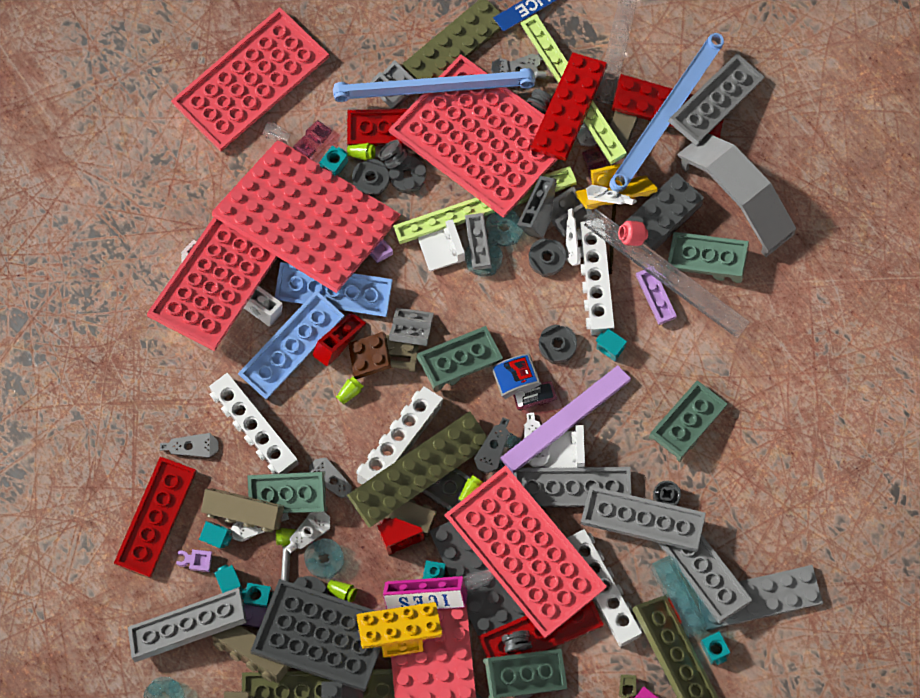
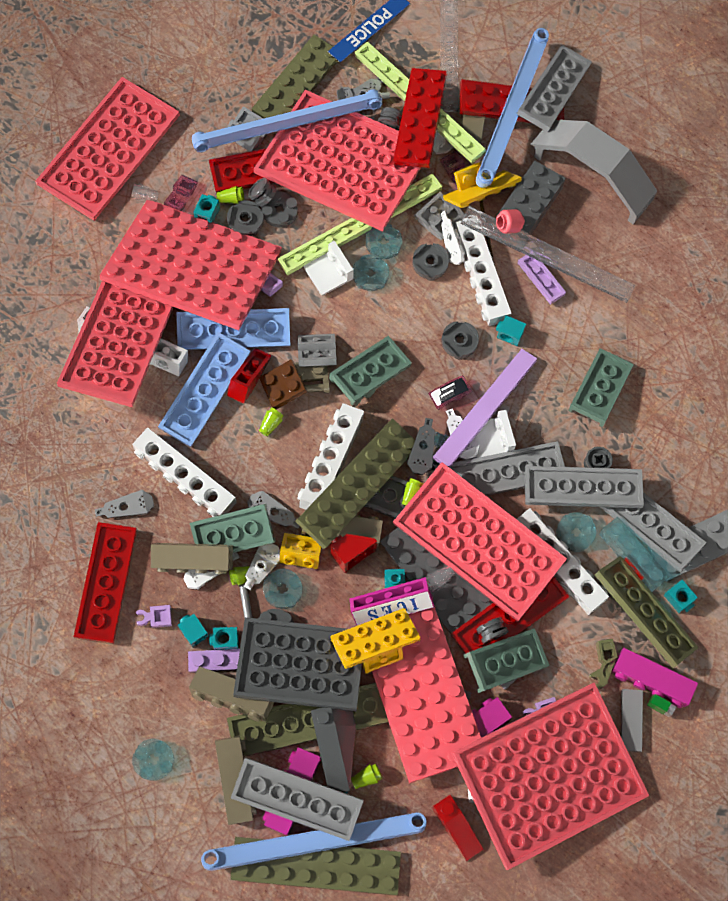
camera: 20 degrees left, 0 degrees up
(186, 625) = (161, 682): light grey plate -> none
(215, 534) = (170, 587): teal brick -> none
(342, 590) = (308, 616): lime cone -> none
(348, 525) = (300, 551): none -> yellow bracket
(478, 241) = (362, 258): light grey tile -> none
(516, 375) = (428, 376): slope -> none
(539, 208) = (413, 216): dark grey slope -> none
(602, 194) = (471, 192): white piece -> none
(635, 570) = (580, 521): none -> clear light blue plate
(709, 255) = (583, 231): sand green hinge -> none

